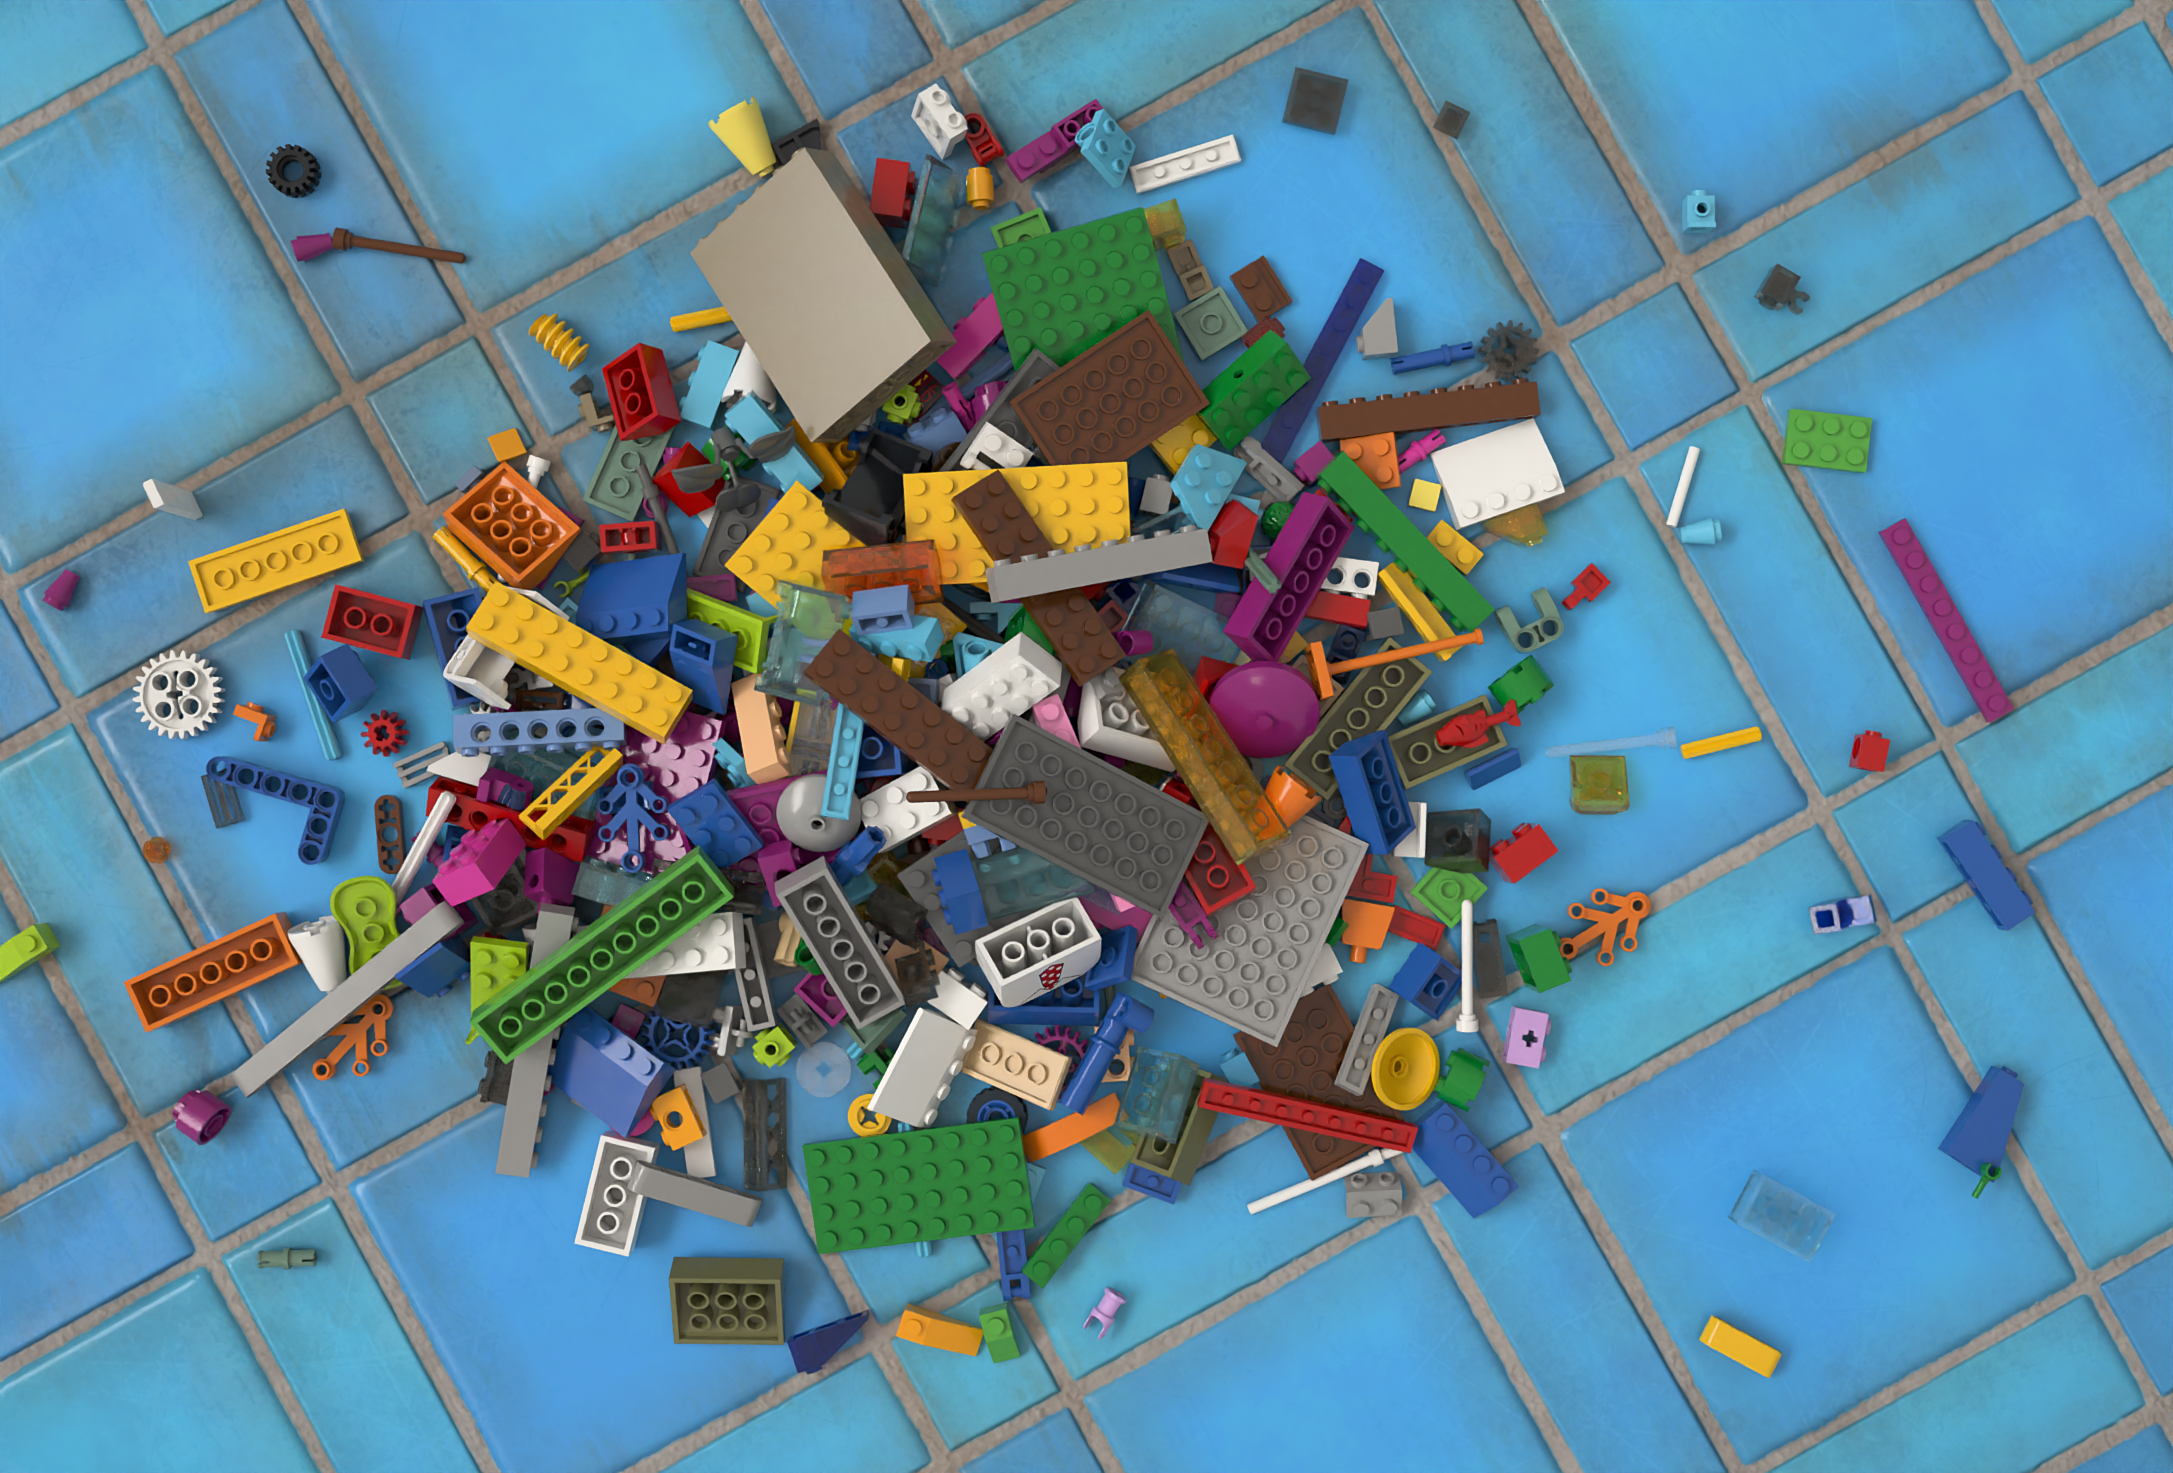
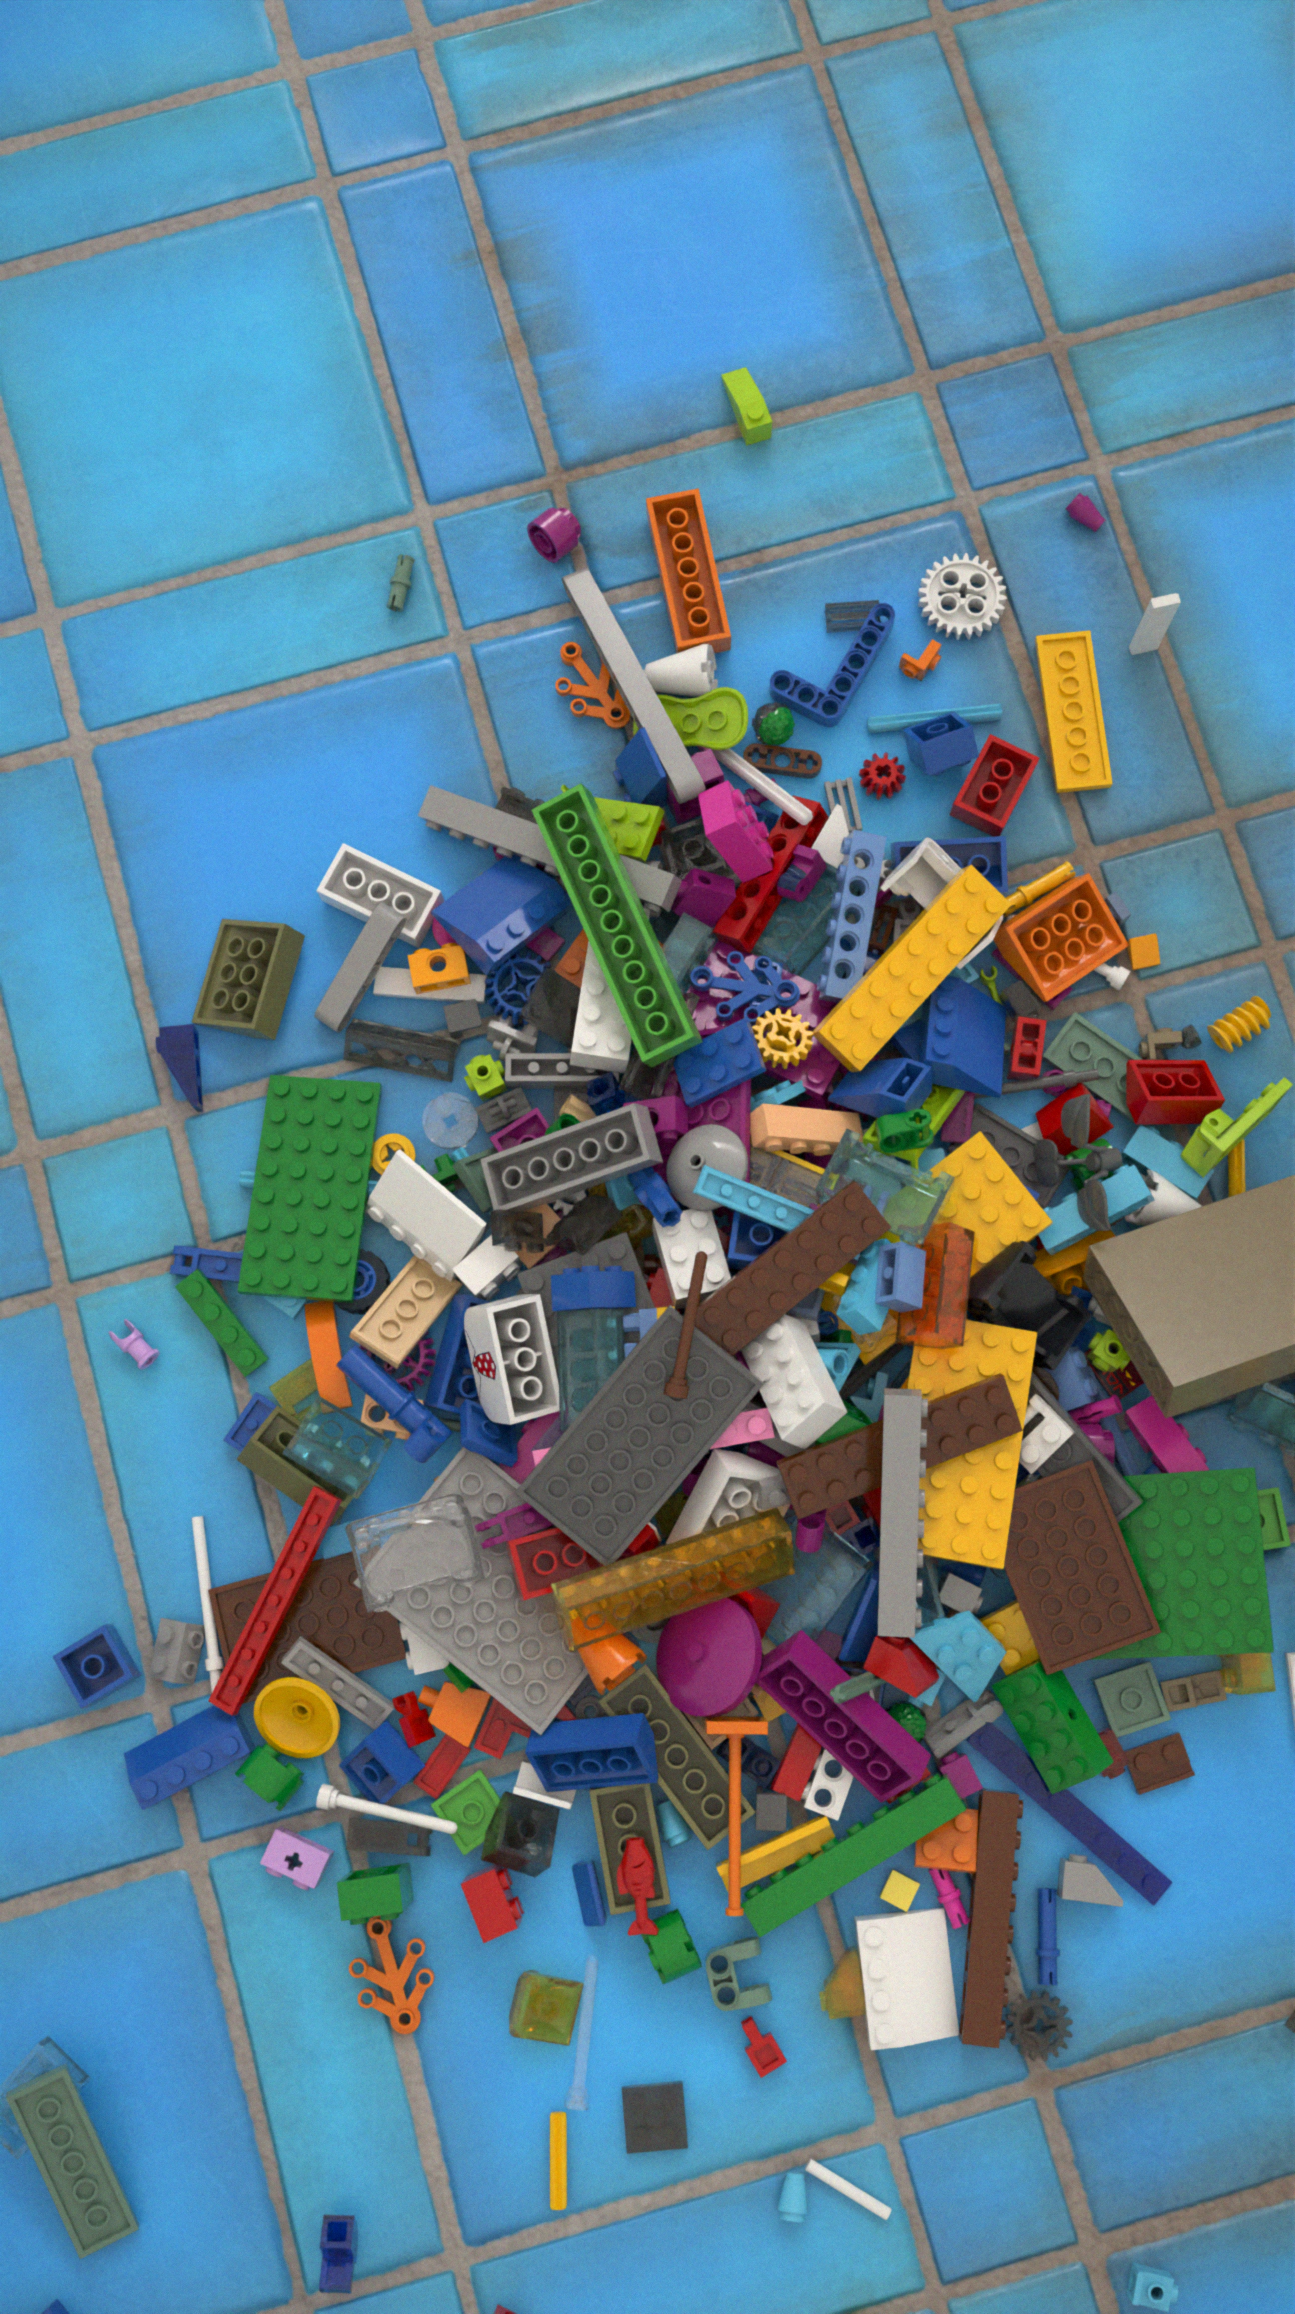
camera: 105 degrees right, 10 degrees down
(149, 850) = (813, 540): clear orange plate -> none
(355, 851) = (773, 724): none -> green piece
(576, 794) = (781, 937): yellow fence -> none
(666, 775) = (782, 1037): none -> yellow gear
(672, 340) = (1221, 1134): none -> lime plate
(743, 638) = (901, 1131): none -> green piece
(770, 926) = (604, 1094): none -> clear blue brick
(939, 1331) = (162, 1174): light orange slope -> none
(999, 1332) = (144, 1234): bright green slope -> none
(1233, 999) = (414, 1549): none -> clear windscreen
(1382, 960) = (415, 1721): none -> red plate
(1403, 1264) = (96, 1666): none -> blue brick
(1454, 547) = (836, 1909): yellow plate -> none
(1665, 667) = (654, 2117): none -> clear smoke plate
(1824, 1165) = (72, 2160): none -> sand green plate

